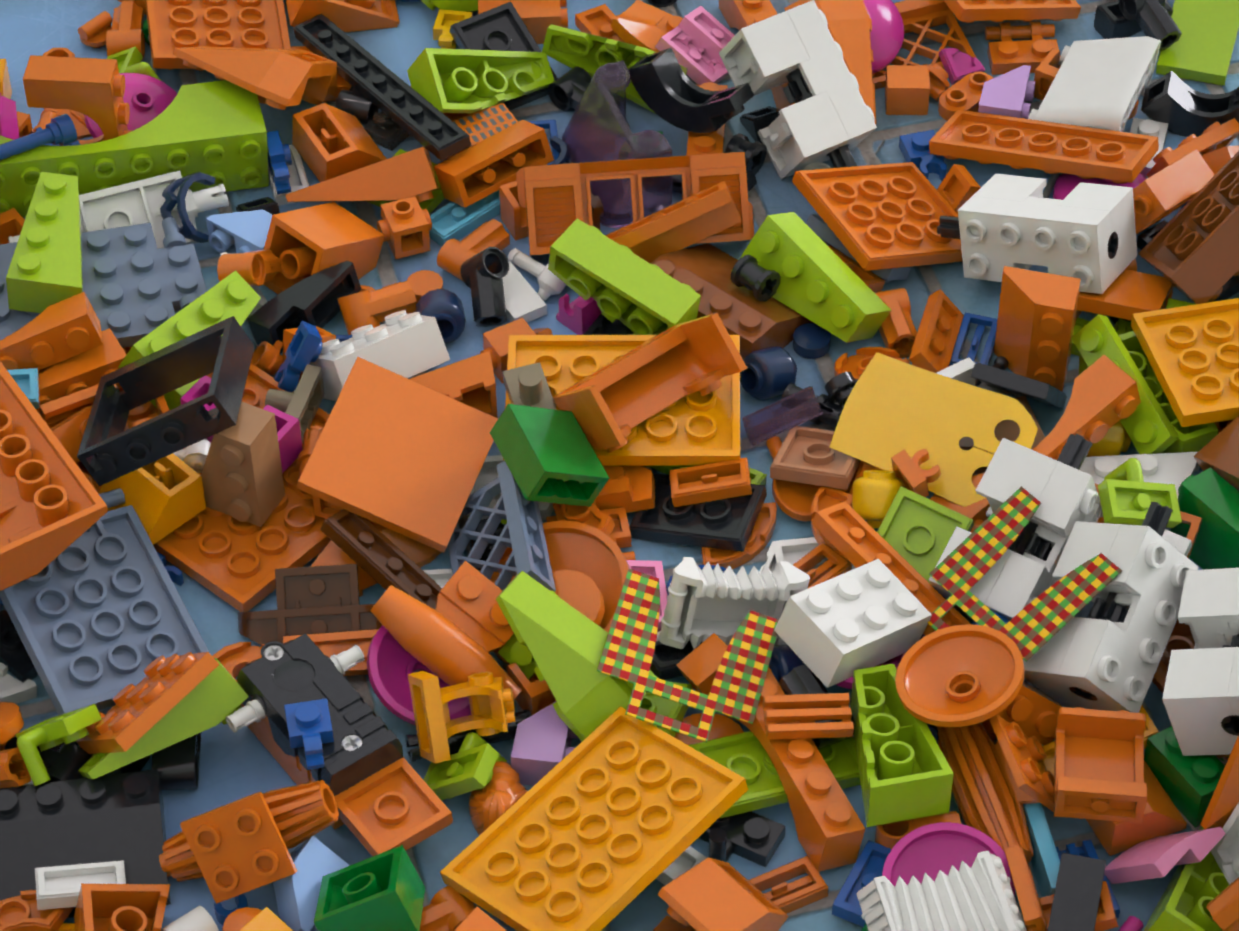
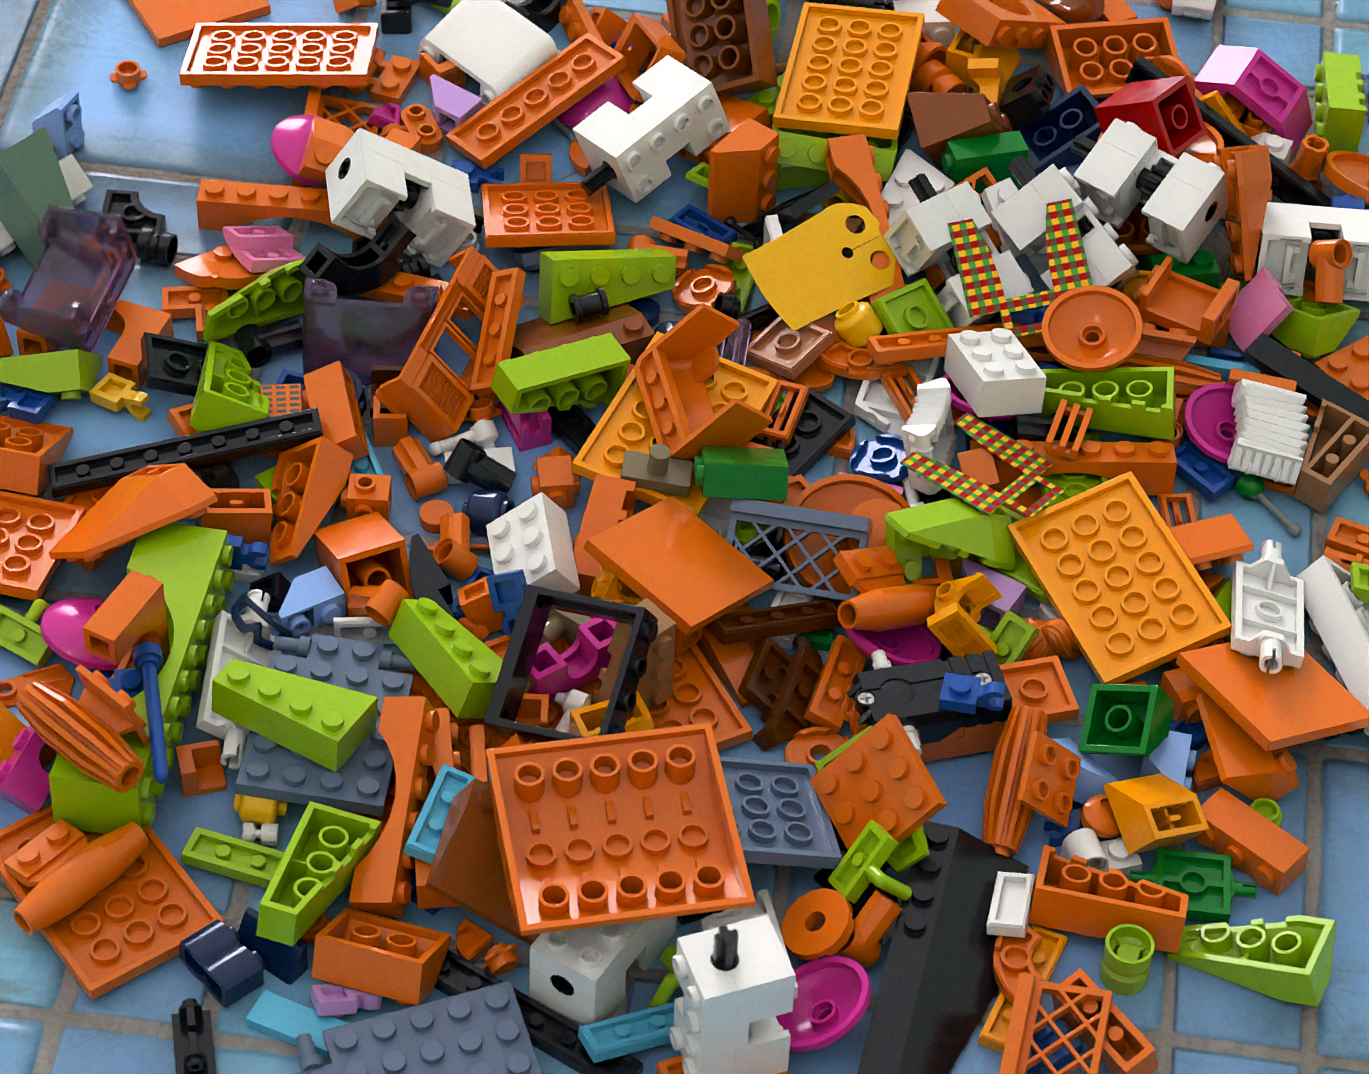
camera: 70 degrees left, 0 degrees up
(910, 472) = (861, 290): orange tile -> none
(1127, 497) = (976, 178): lime plate -> none

